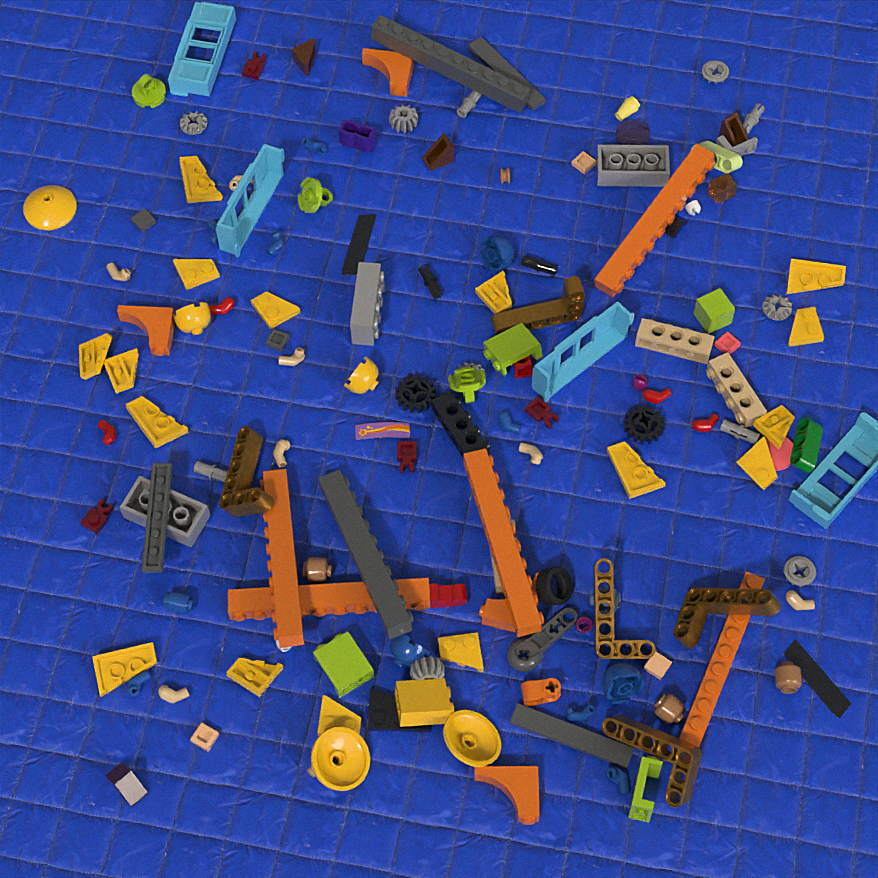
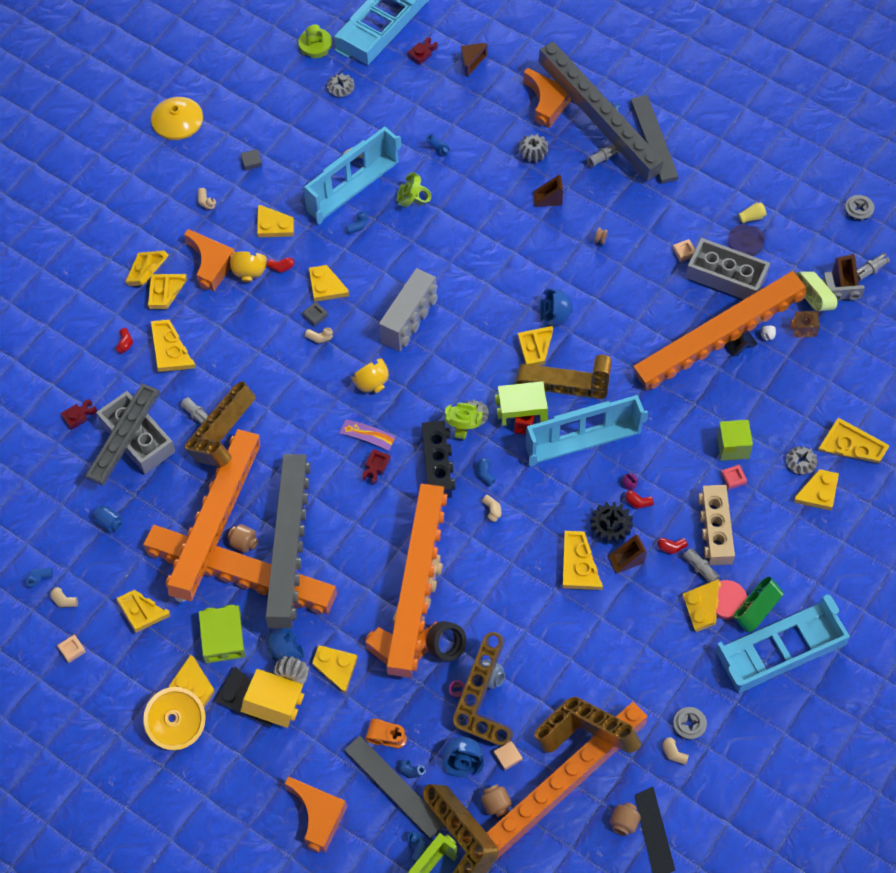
camera: 25 degrees right, 0 degrees up
(119, 666) = (28, 554): yellow wing -> none
(196, 181) = (315, 141): yellow wing -> none
(278, 452) = (269, 412): tan arm -> none
(358, 136) = (480, 149): dark purple brick -> none
(358, 244) = (435, 250): black sticker -> none
(413, 395) = (412, 410): black gear -> none
(430, 281) = (480, 311): black axle -> none
(448, 595) = (346, 609): red leg -> none
(472, 738) = (307, 744): yellow dish -> none
(539, 265) = (591, 333): black axle -> none
(539, 642) = (409, 688): dark grey beam -> none
(541, 411) = (520, 472): dark red plate -> none
(674, 446) = (629, 554): none -> reddish brown slope
(681, 347) = (702, 475): tan brick -> none
(775, 425) = (738, 573): yellow wing -> none

